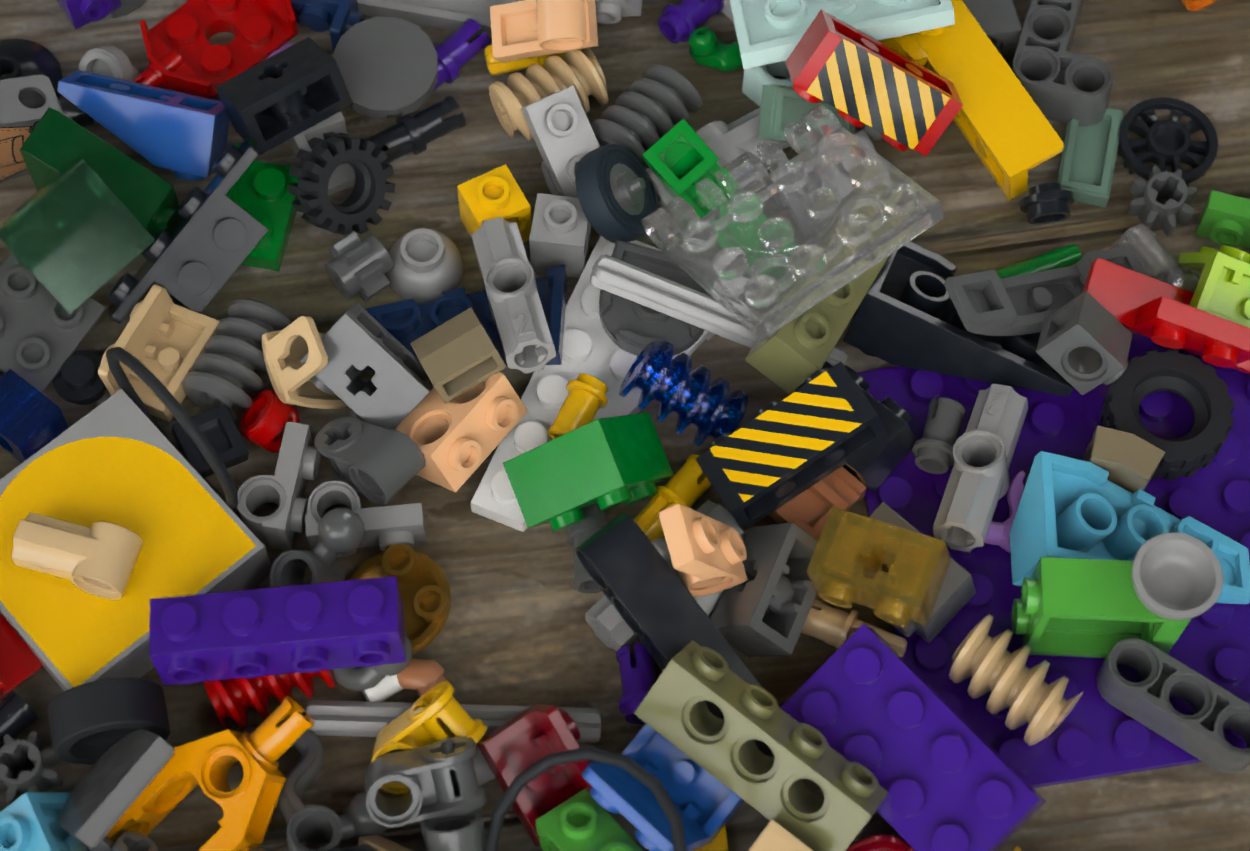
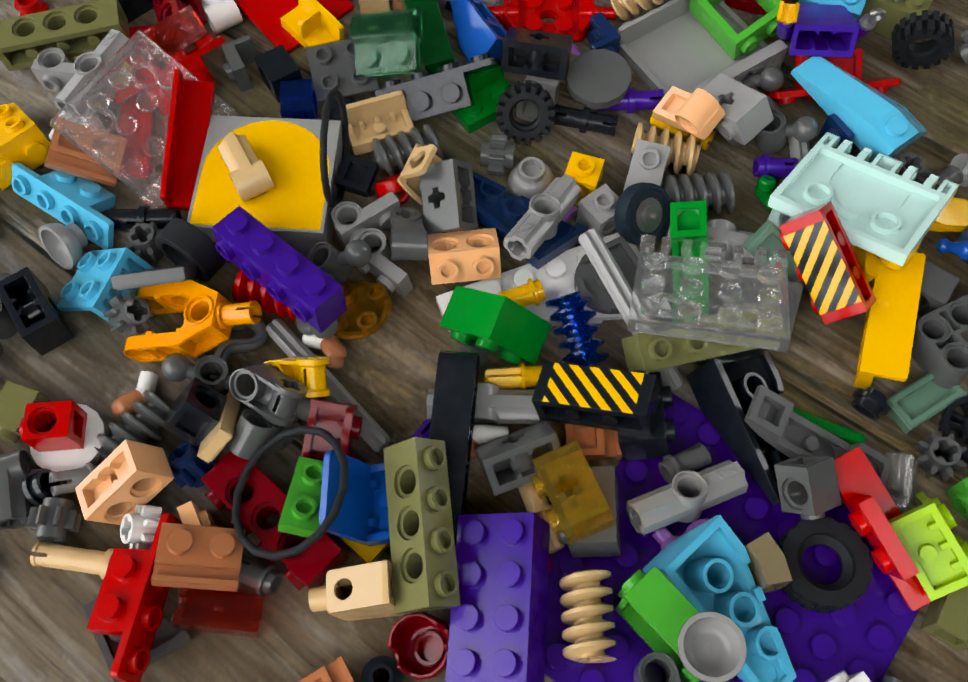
camera: 50 degrees right, 0 degrees up
(458, 355) = (487, 222): dark tan piece -> none
(703, 551) = (496, 403): light nougat plate -> none

